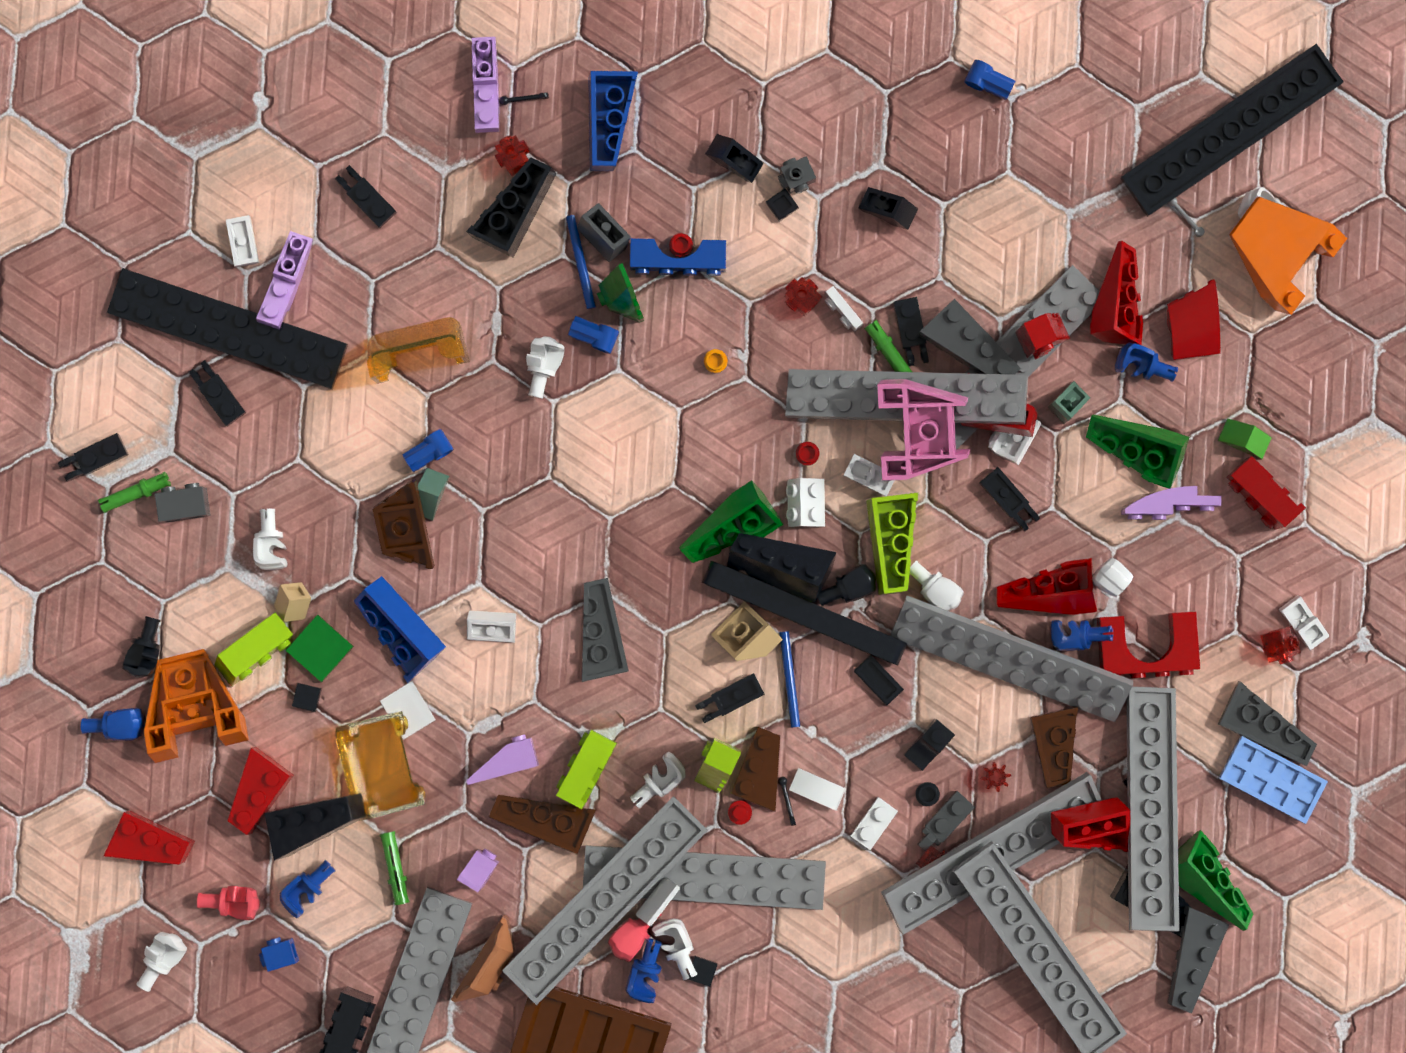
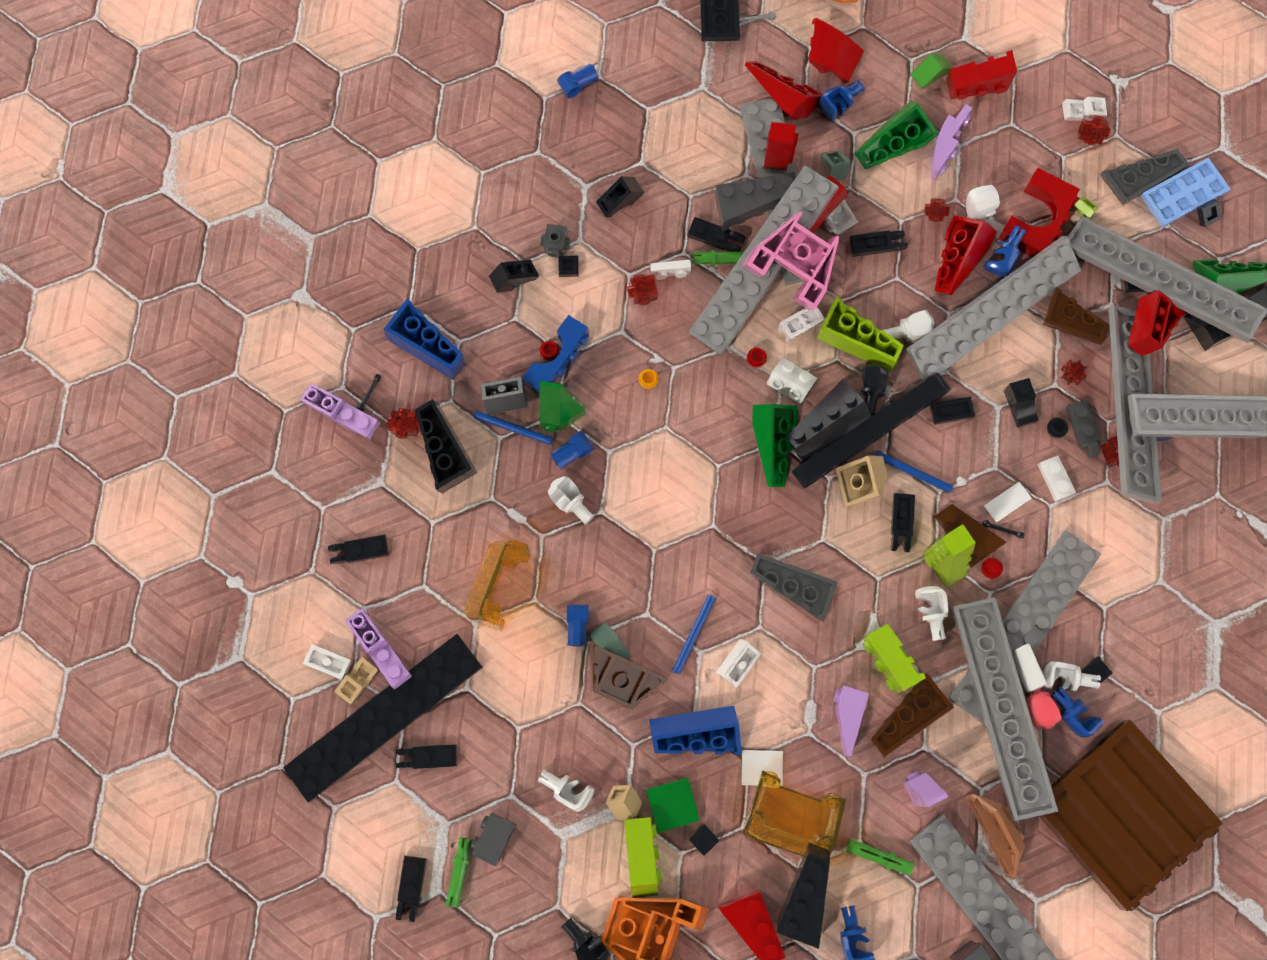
camera: 60 degrees left, 10 degrees down
(244, 280) = (358, 680): none -> tan slope
(491, 567) = (693, 634): none -> blue bar
(1084, 536) = (936, 209): none -> clear red gear
(1188, 687) = (1086, 207): none -> lime plate
(1264, 816) = (1209, 212): none -> black plate

